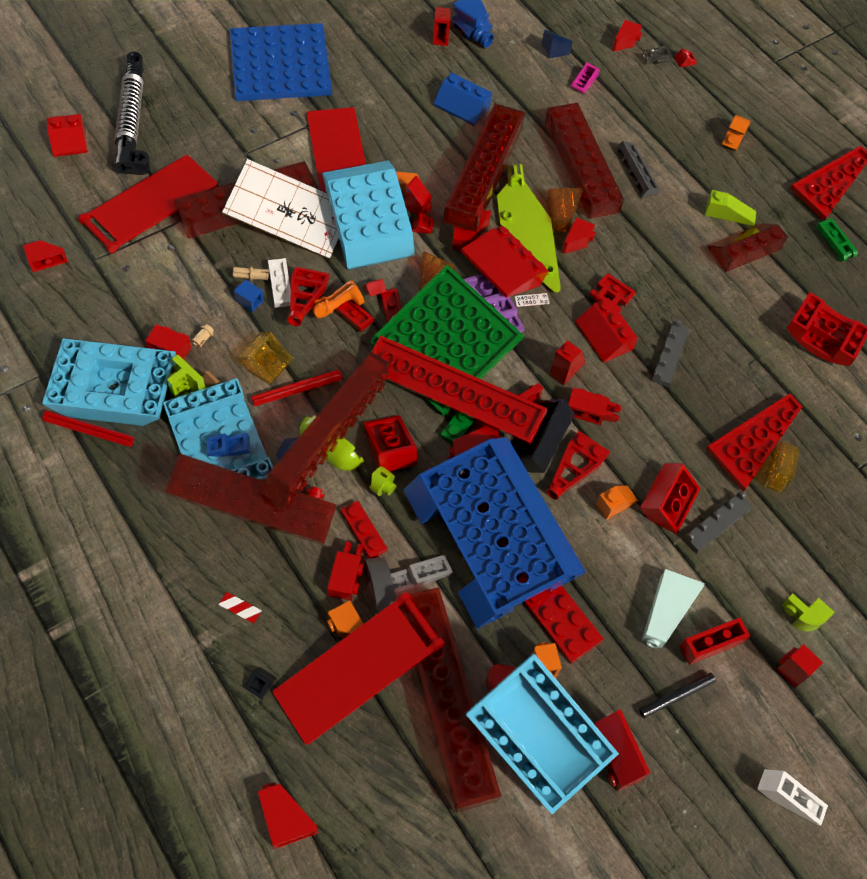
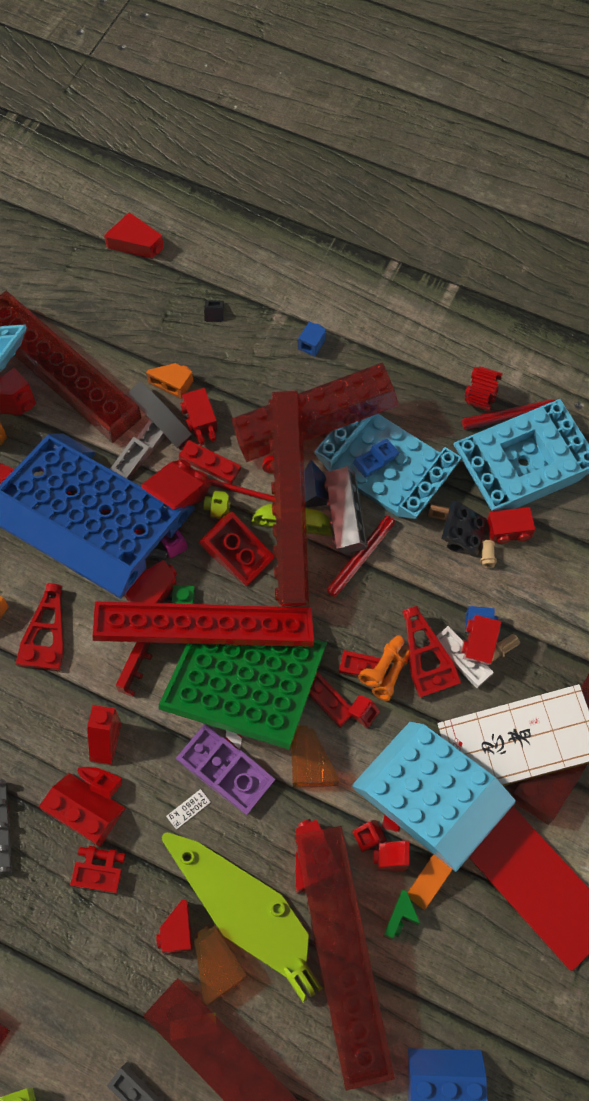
camera: 155 degrees right, 5 degrees up
(92, 450) = (483, 388): none -> red brick
(184, 379) = (460, 491): lime bracket -> none
(194, 590) = (312, 339): none -> blue brick
(207, 356) = (463, 529): none -> black plate
(240, 607) = (269, 352): sticker -> none
(262, 272) = (481, 640): none -> red brick
(265, 357) = (412, 564): clear yellow slope -> none
(285, 416) = (345, 510): none -> brick
(355, 670) = (140, 347): red flag -> none
(362, 501) = (243, 490): none -> red axle
(409, 505) = (178, 485): none -> red slope
(434, 175) = (402, 910): none -> green slope
(505, 262) = (240, 822): red slope -> none
(548, 437) = (91, 660): black slope -> none
(585, 341) = (100, 781): none -> red plate
(593, 407) = (57, 701): red hinge -> none

